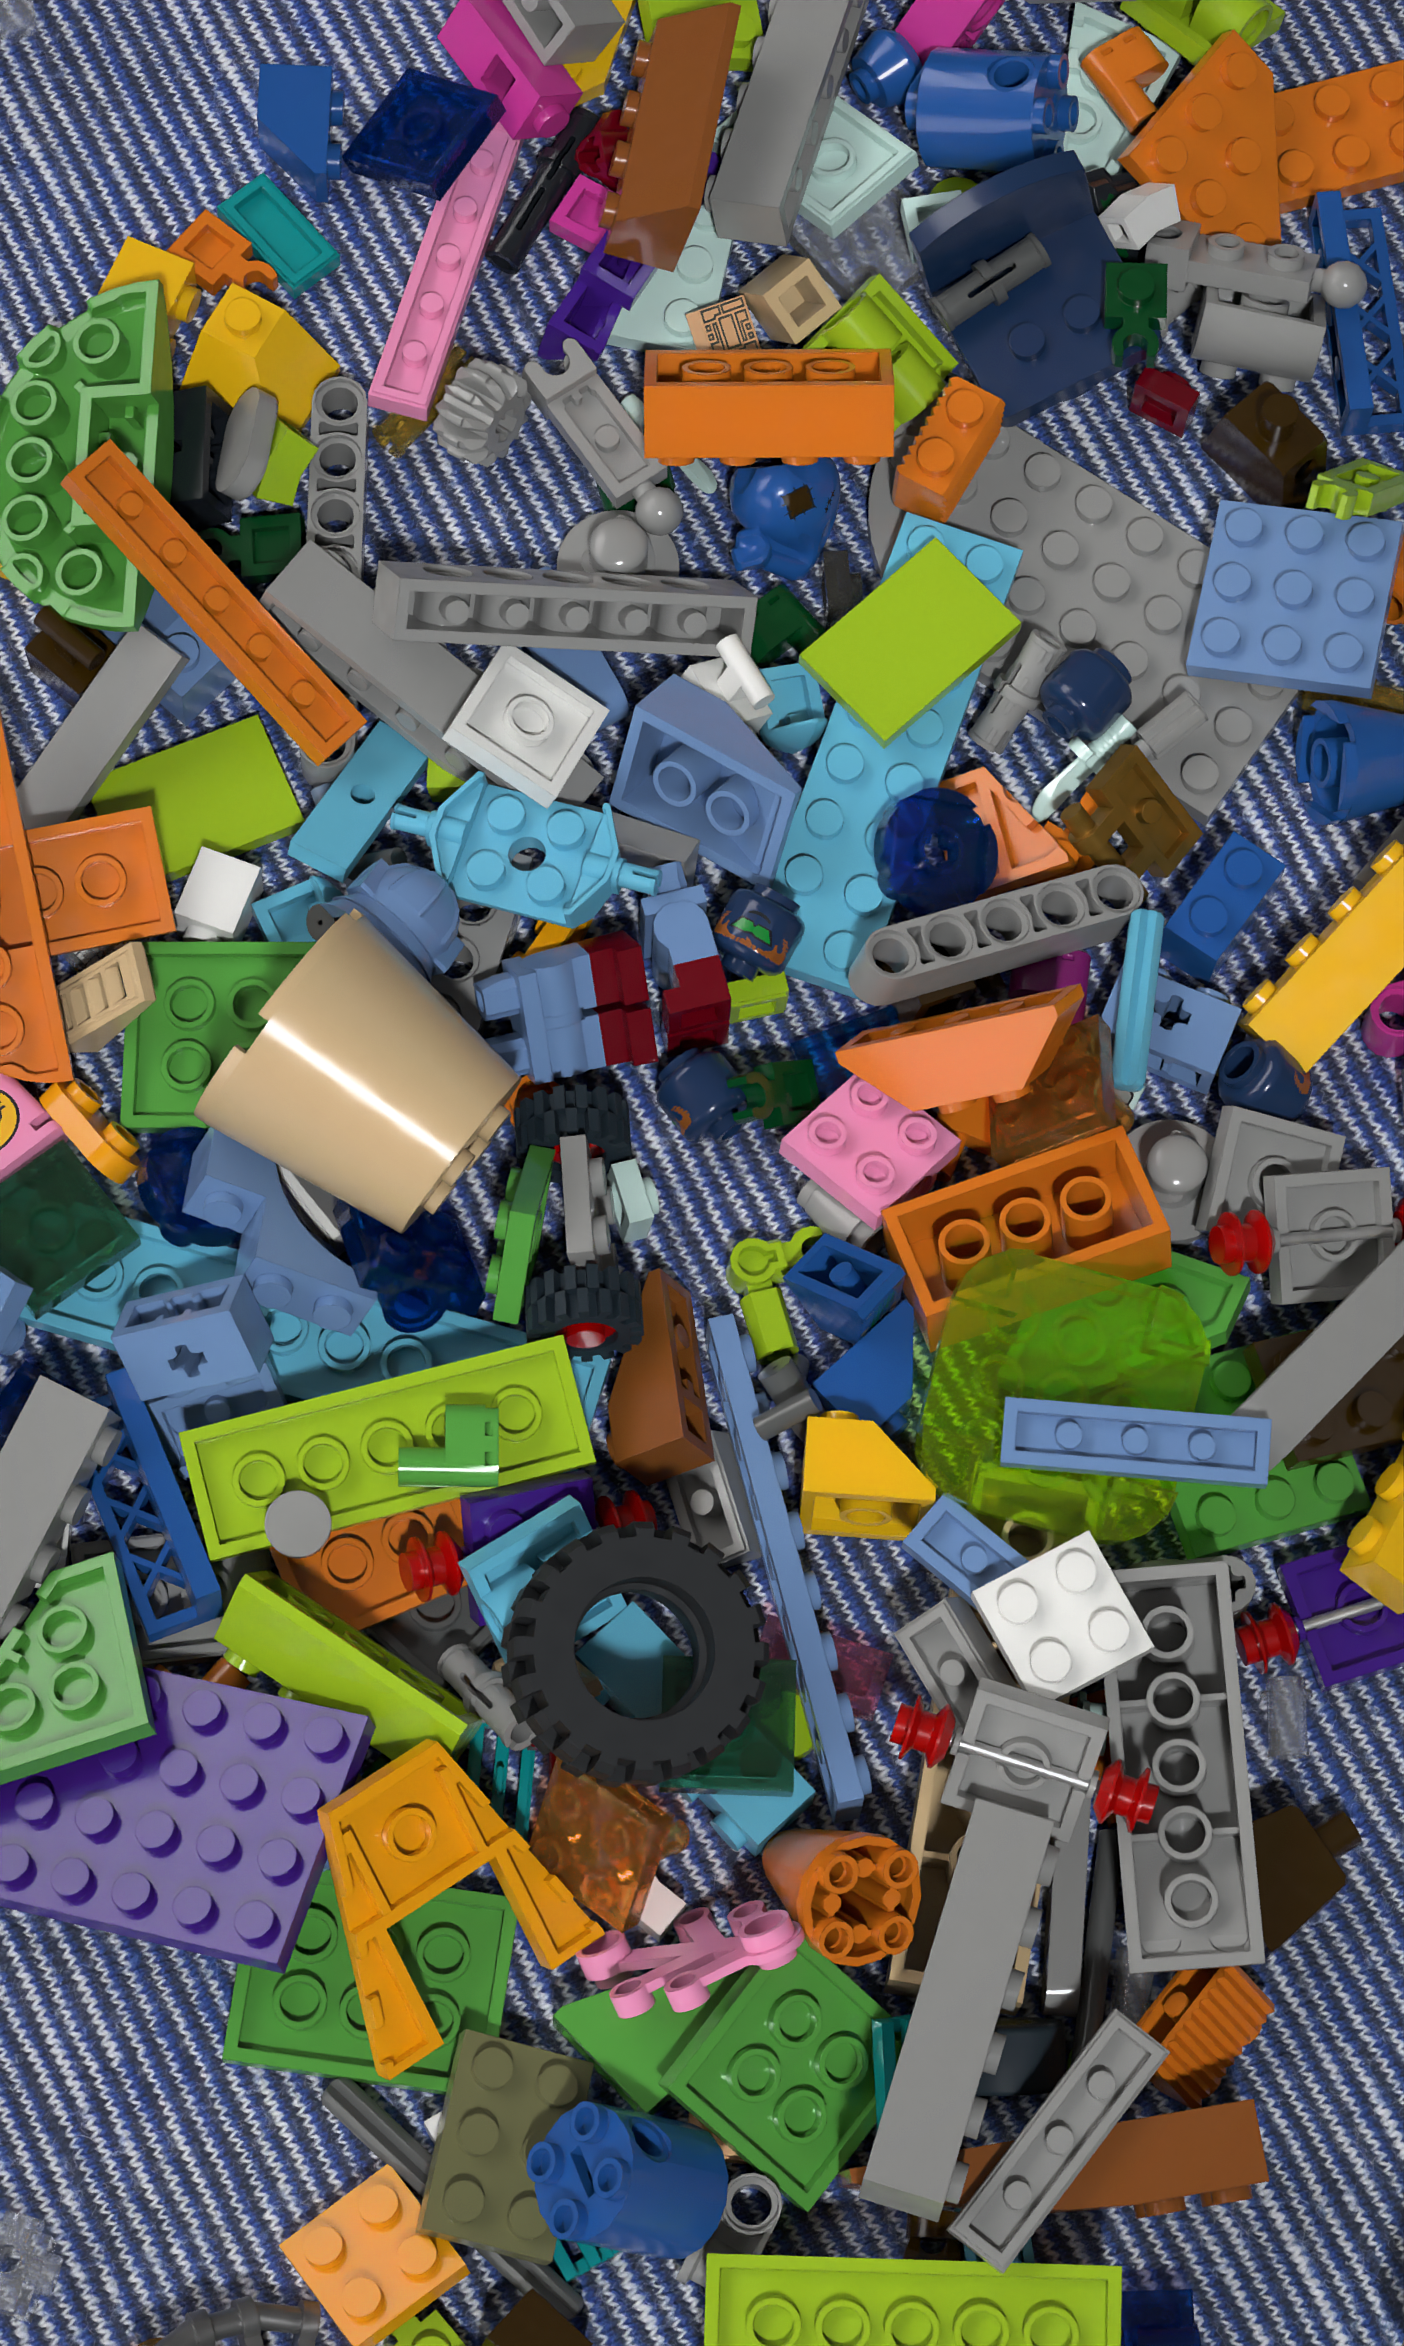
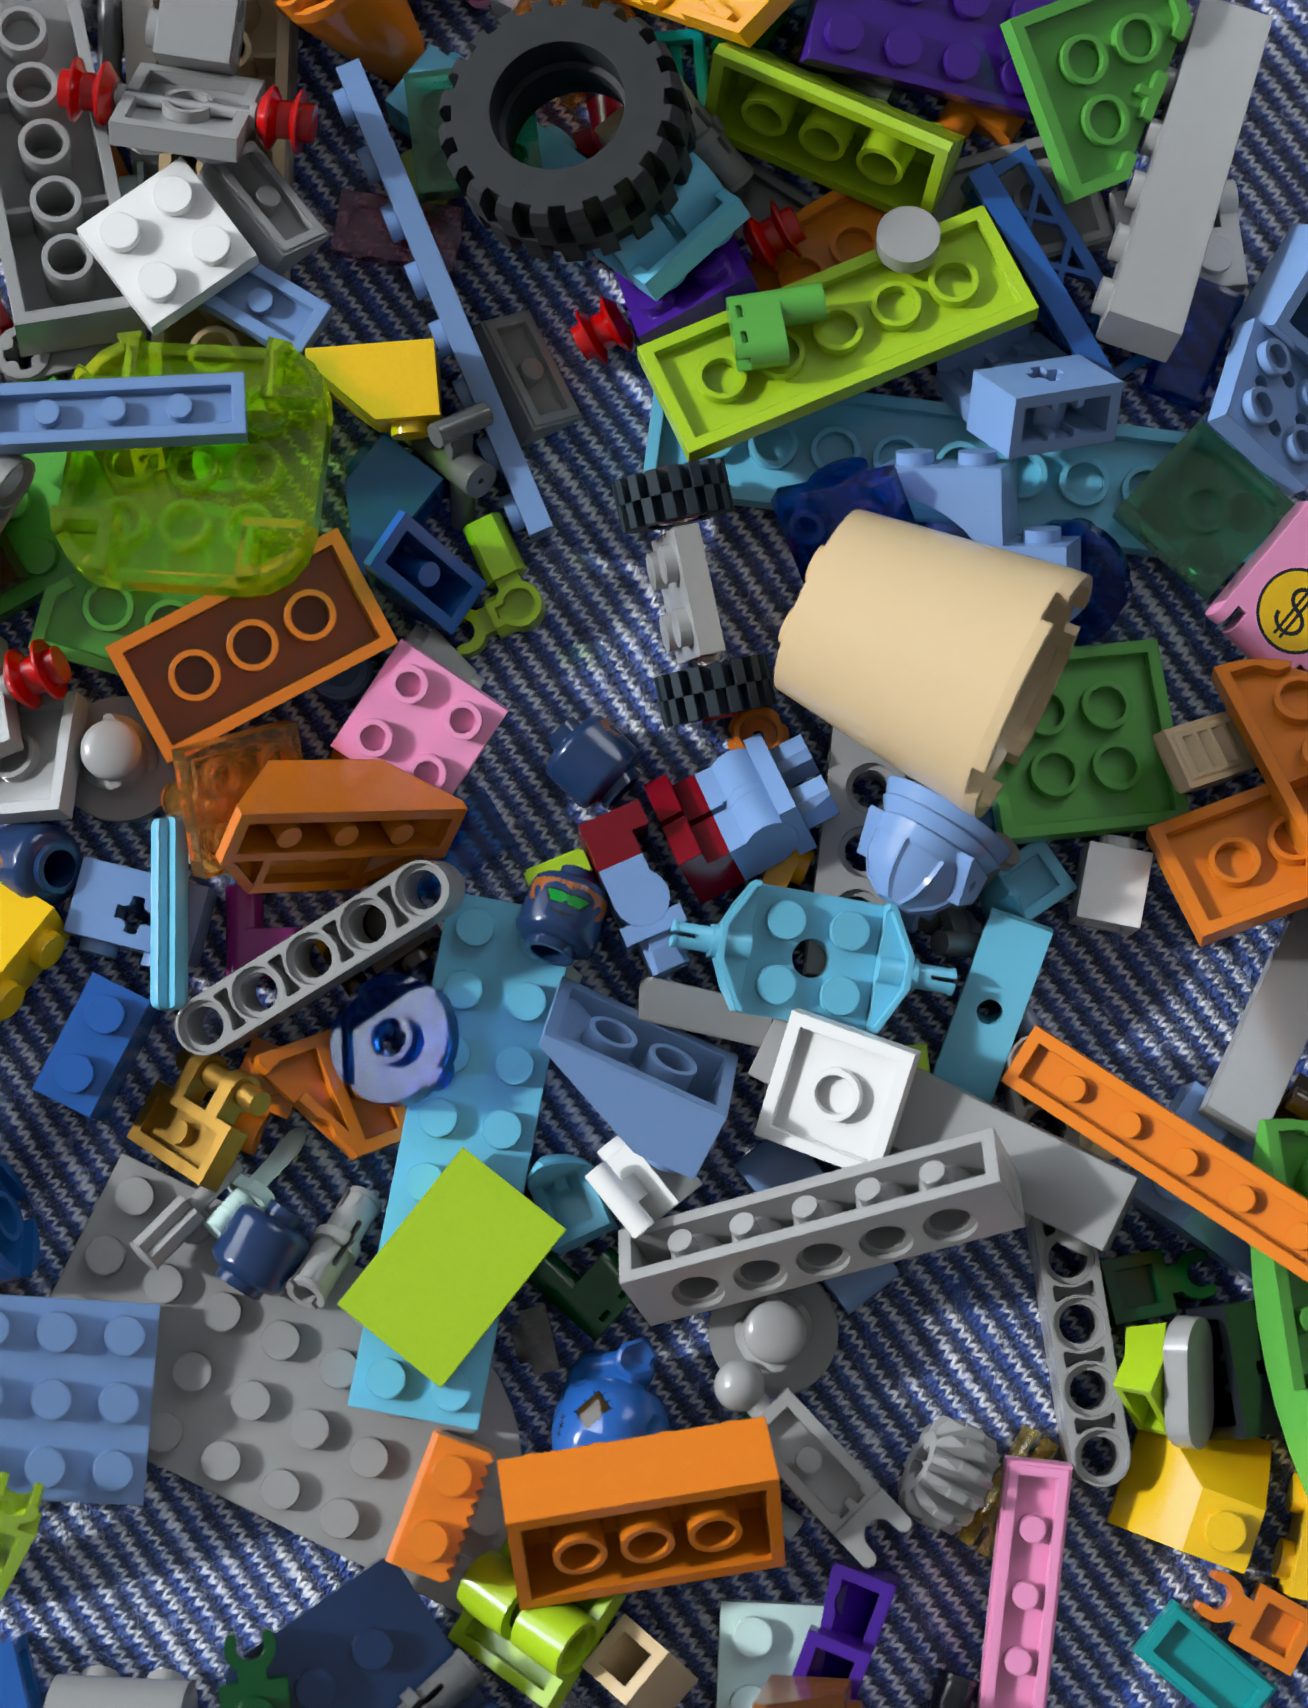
camera: 175 degrees right, 10 degrees up
(102, 1142) = (1183, 625): light orange plate -> none
(208, 793) = (1152, 997): lime tile -> none
(519, 1233) = (749, 567): bright green plate -> none
(633, 1200) = (644, 646): light aqua plate -> none
(659, 1391) = (585, 446): dark orange slope -> none
(723, 326) = (705, 1625): light nougat tile -> none
(778, 1093) = (513, 770): dark green plate -> none
(1164, 400) = (210, 1626): dark red plate -> none
(1267, 445) = (100, 1584): dark brown torso -> none

